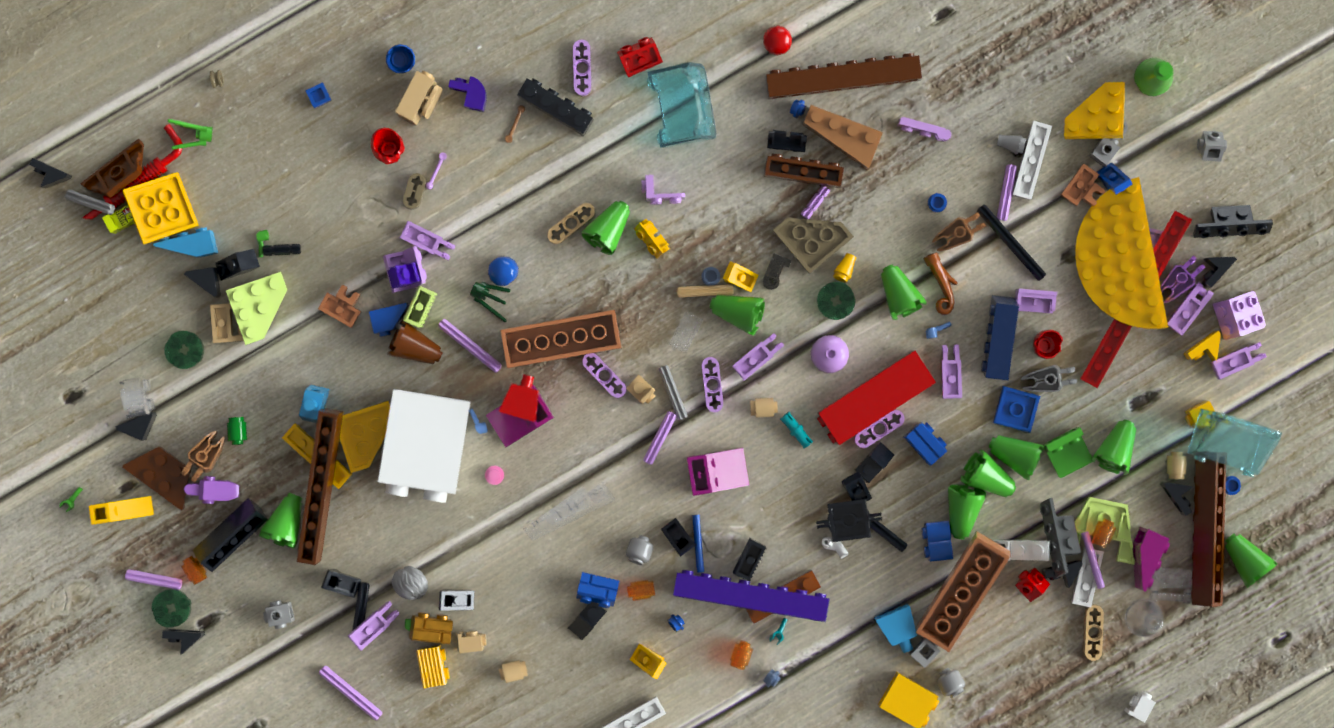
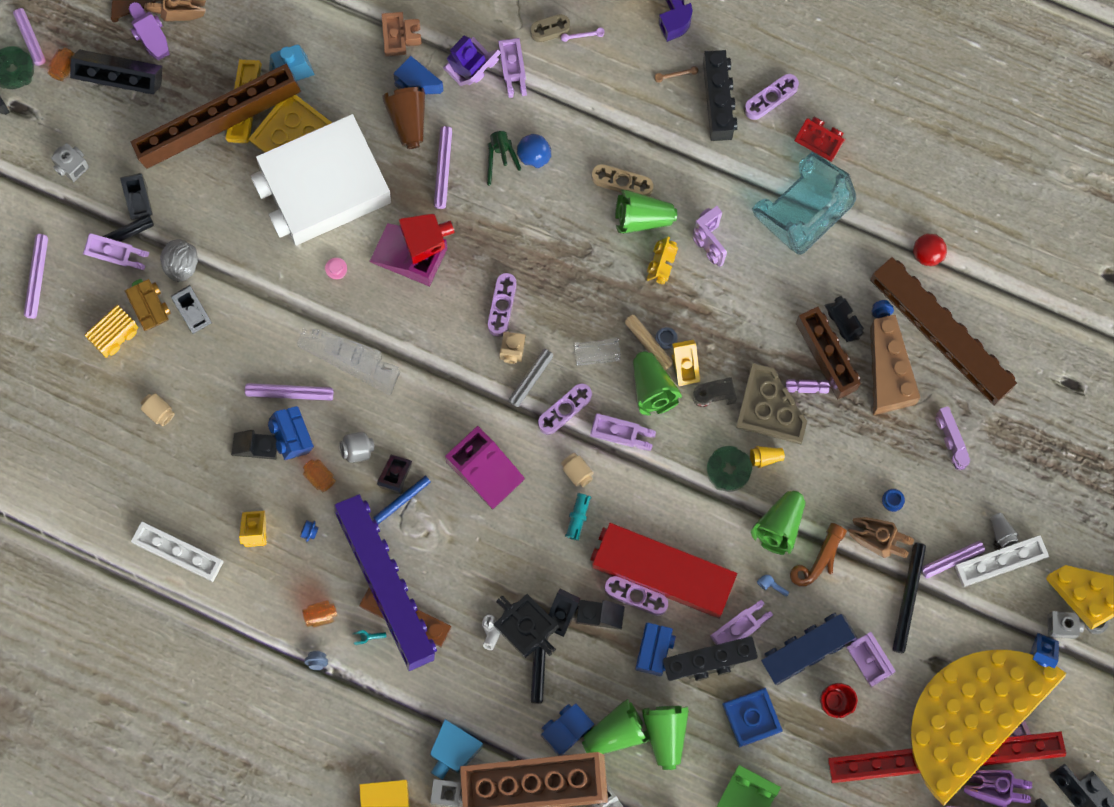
camera: 55 degrees right, 15 degrees down
(236, 430) = (219, 18): green brick -> none
(284, 522) = (159, 109): bright green cone -> none
(420, 307) = (447, 98): yellowish green brick -> none
(471, 642) = (159, 351): tan brick -> none
(480, 427) = (372, 226): medium blue hand -> none
(561, 339) = (508, 240): nougat brick -> none
(564, 569) = (289, 391): none -> lavender axle
(659, 437) = (478, 395): lavender axle -> none
(749, 559) = (419, 555): black brick -> none
(829, 354) = (674, 498): lavender cylinder -> none
(961, 411) = (709, 660): none -> black bracket
(1017, 454) = (709, 748): bright green cone -> none
(1051, 379) = (805, 725): light grey hinge -> none
(1082, 187) = (1014, 628): nougat plate -> none

